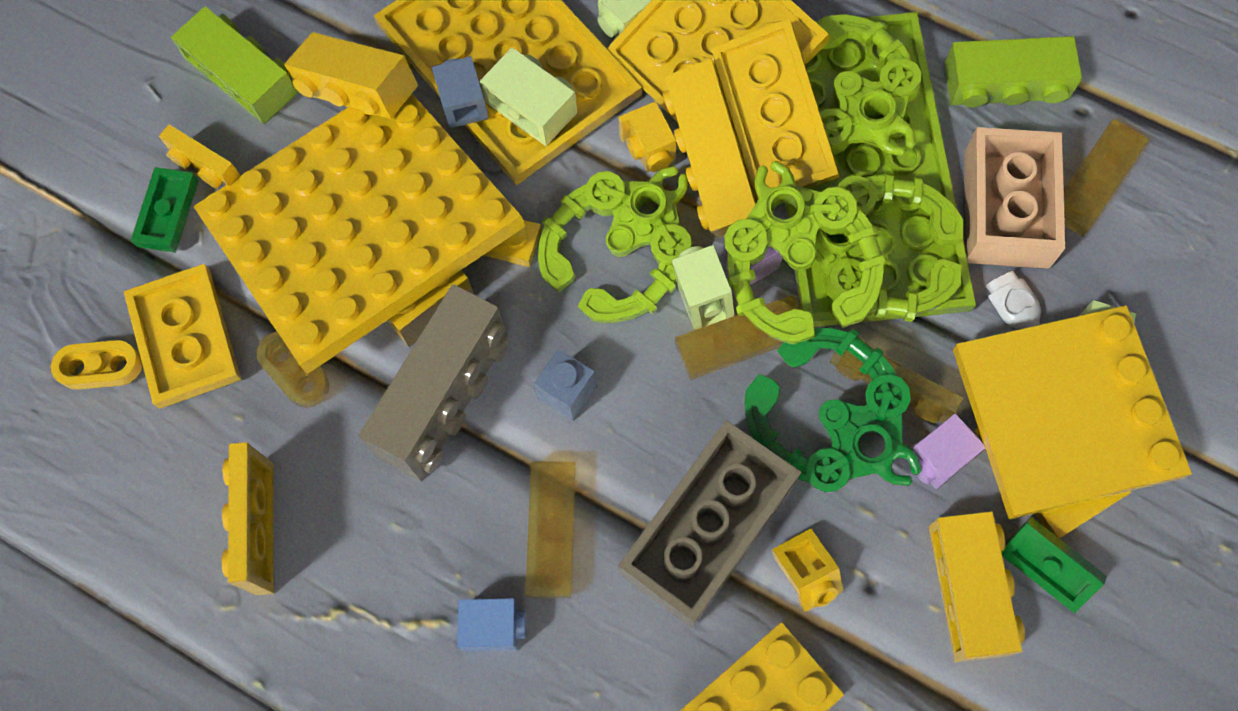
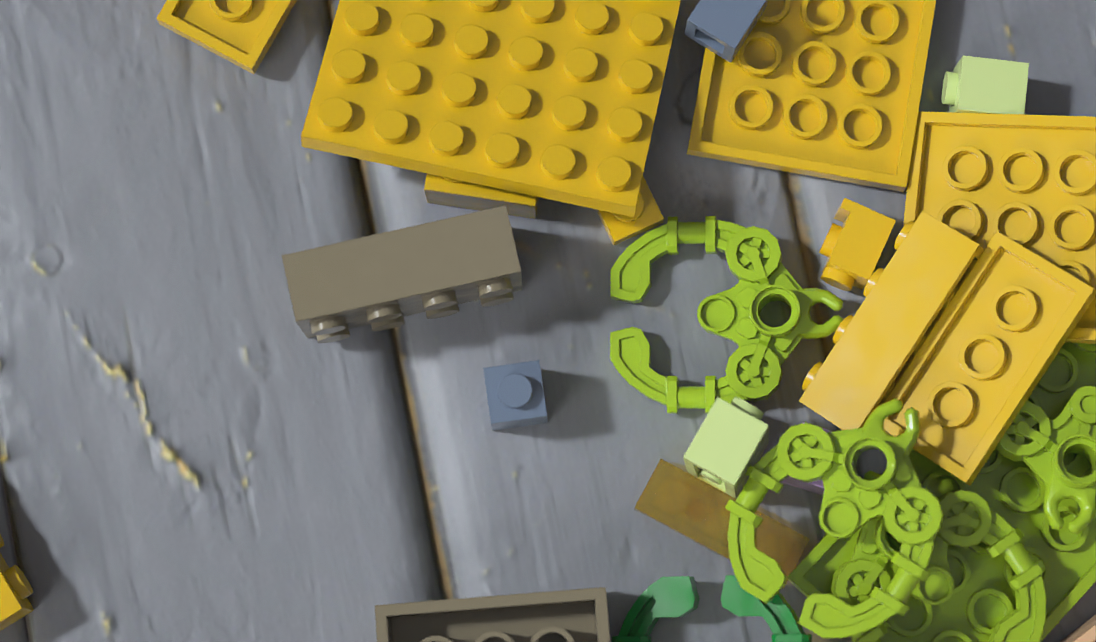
camera: 45 degrees right, 10 degrees up
(249, 519) = (126, 220): yellow plate -> none
(289, 374) = (291, 117): clear yellow plate -> none
(490, 625) = (226, 530): medium blue brick -> none
(529, 95) = (786, 87): yellowish green brick -> none
(551, 530) = (364, 506): clear yellow plate -> none

